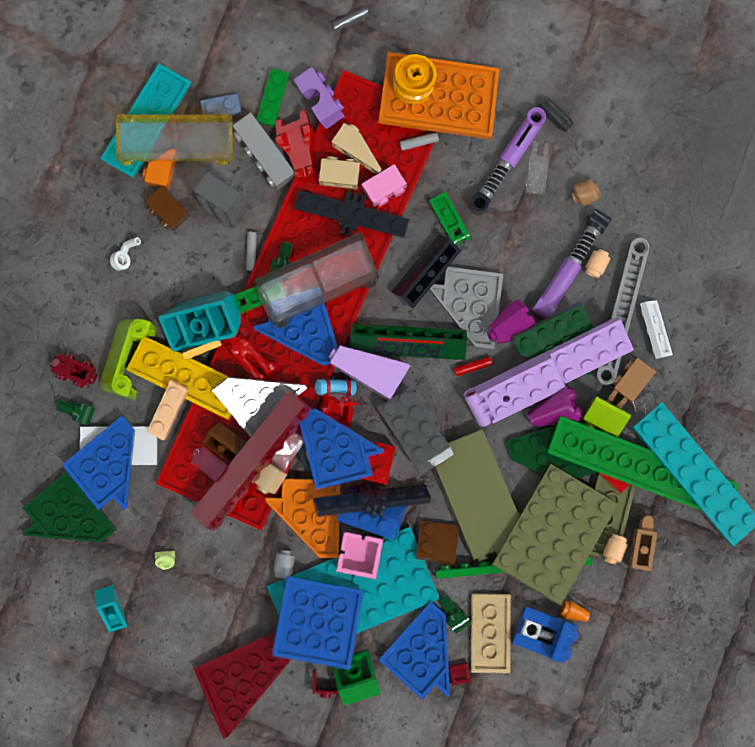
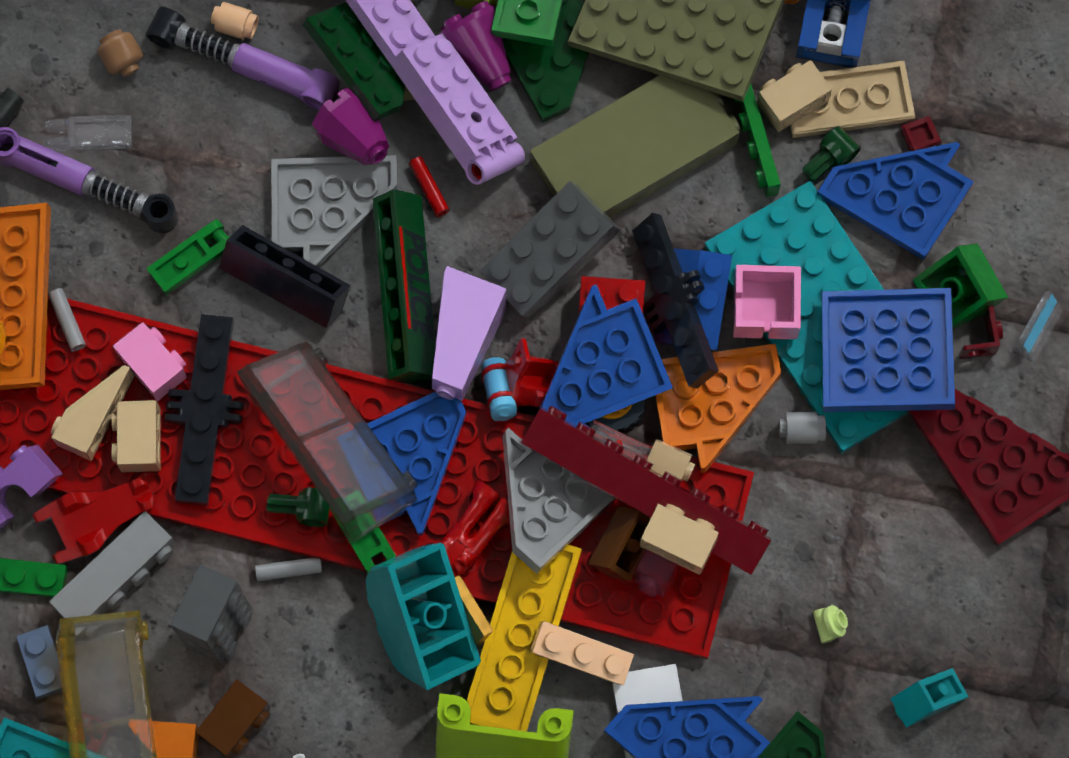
camera: 100 degrees left, 10 degrees down
(213, 473) = (679, 538): none -> tan brick
(324, 721) = (1038, 327): none -> clear slope
(437, 542) = (722, 195): reddish brown plate -> none
(494, 598) = (793, 95): none -> tan brick

